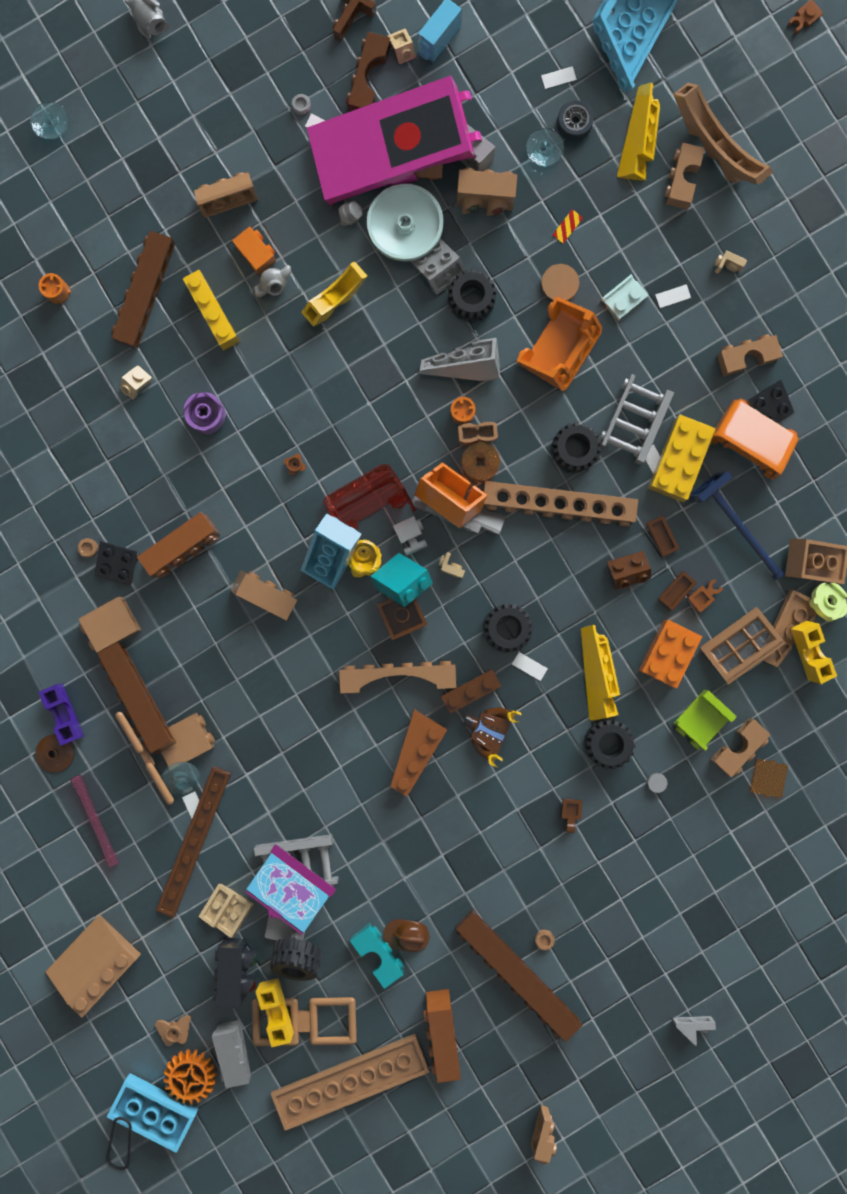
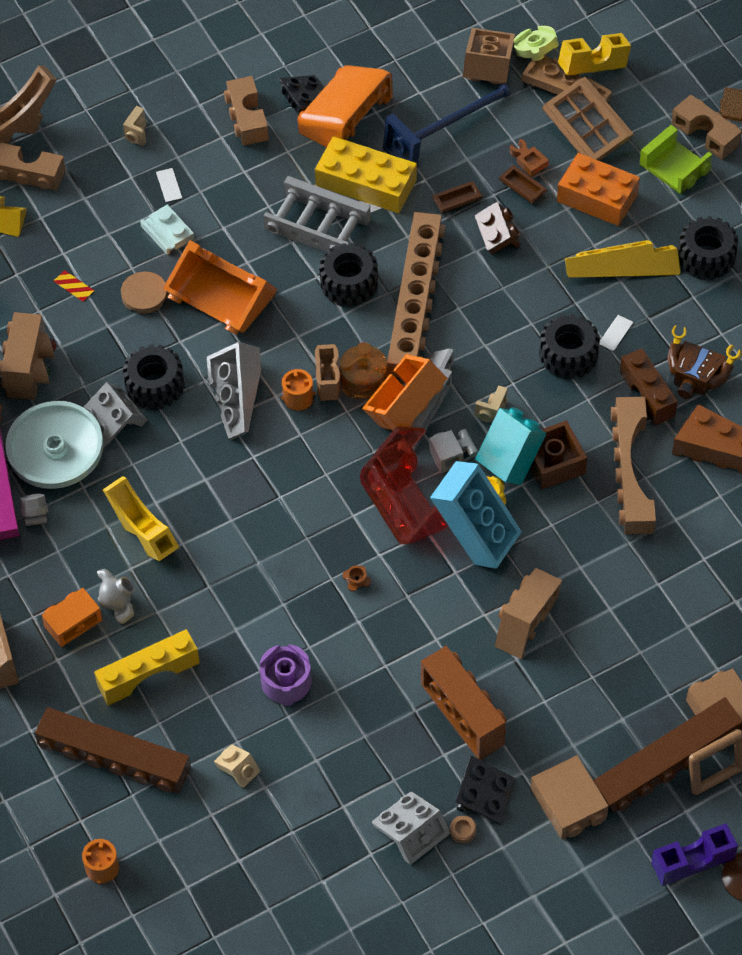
camera: 85 degrees left, 30 degrees down
(87, 509) = (413, 826): none -> light grey bracket

